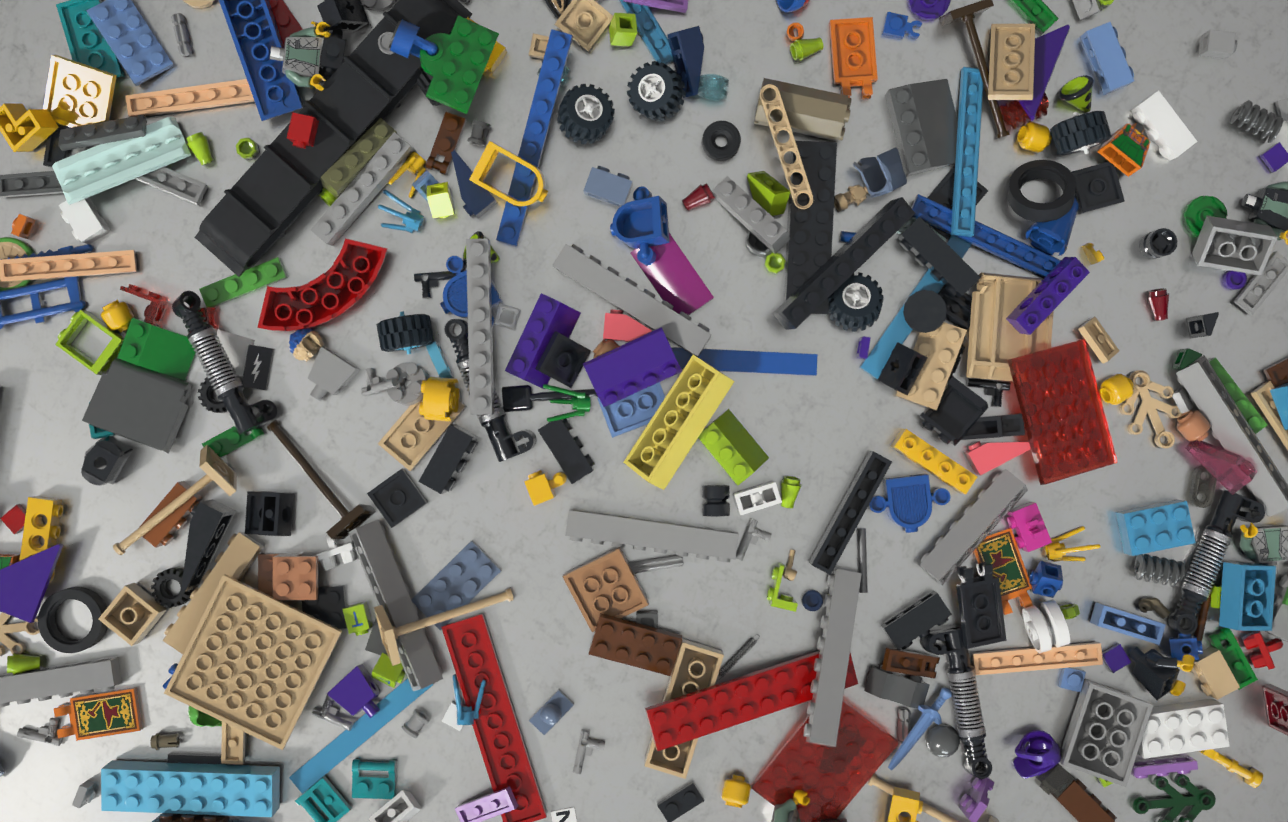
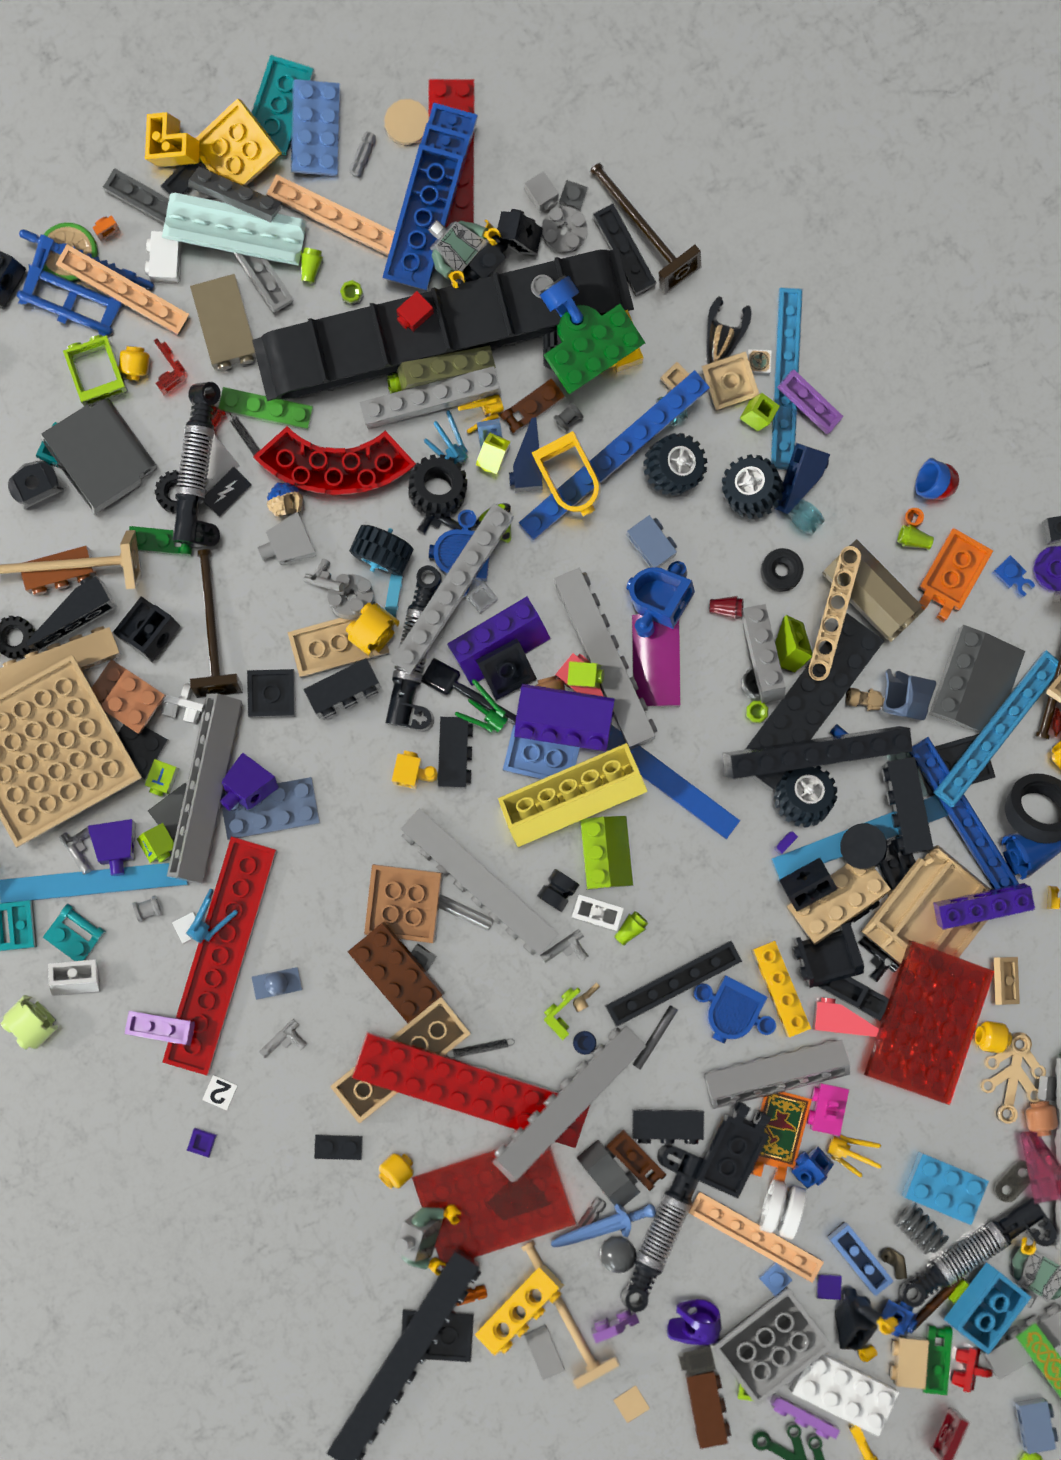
camera: 30 degrees right, 5 degrees down
(157, 349) = (150, 416): green slope -> none
(164, 237) = (224, 322): none -> dark tan brick
(240, 313) = (246, 433): none -> black piece
(390, 633) = (184, 808): tan tile -> none
(403, 242) = (442, 469): none -> black tyre
(425, 580) = (247, 784): none -> dark purple torso
(626, 323) = (585, 674): none -> lime brick
(1070, 610) = (813, 1212): lime tile -> none

